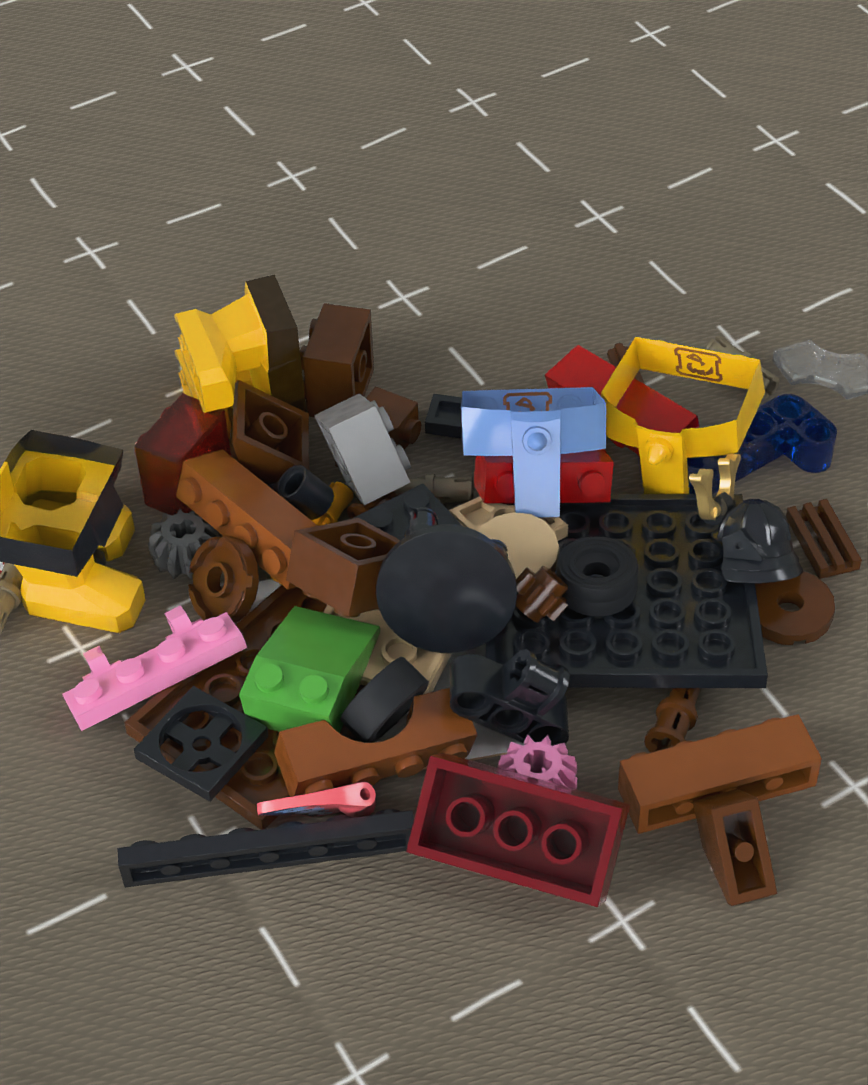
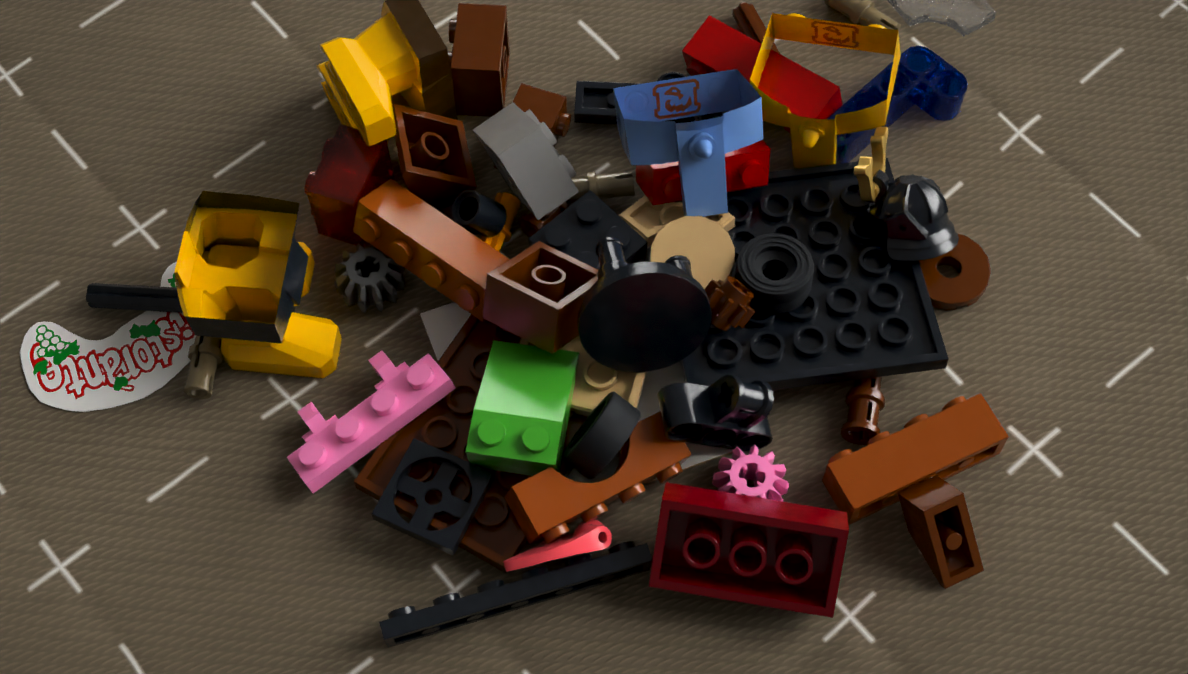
camera: 10 degrees left, 15 degrees up
(241, 578) = (434, 310): reddish brown tile -> none
(838, 535) = (973, 191): reddish brown tile -> none

